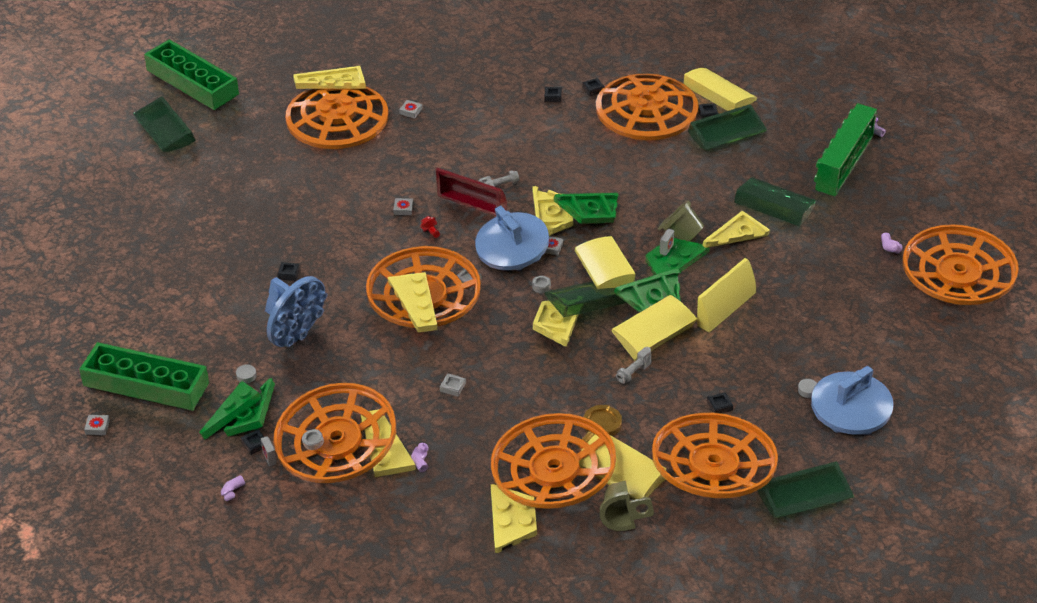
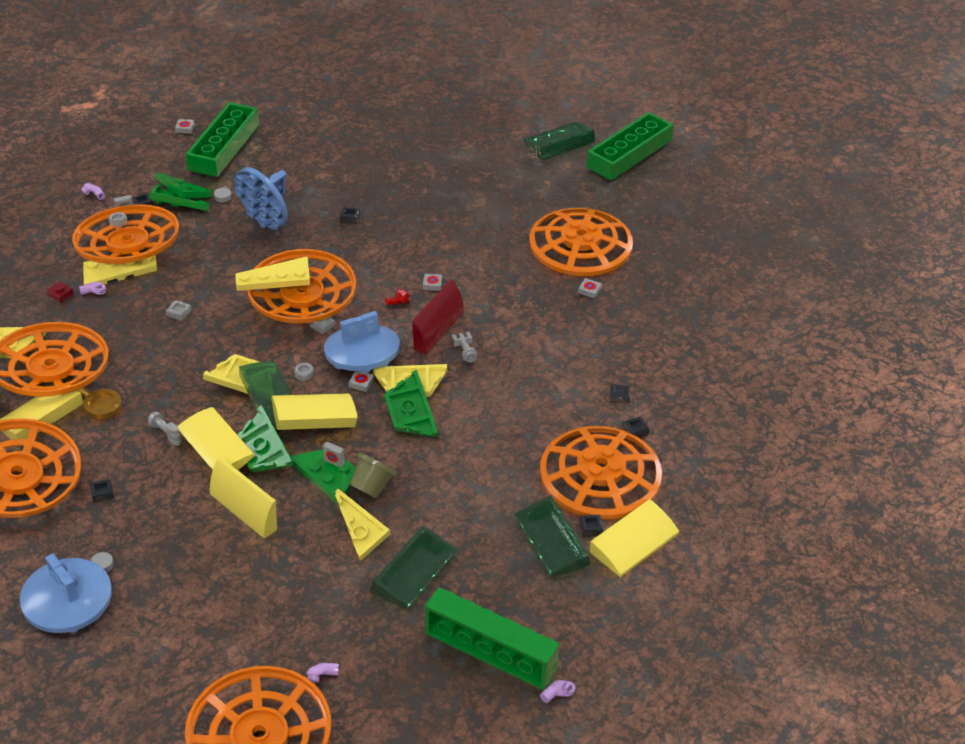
camera: 90 degrees right, 0 degrees up
(331, 79) = (626, 230): light yellow wing -> none
(424, 486) = (59, 292): none -> dark red plate

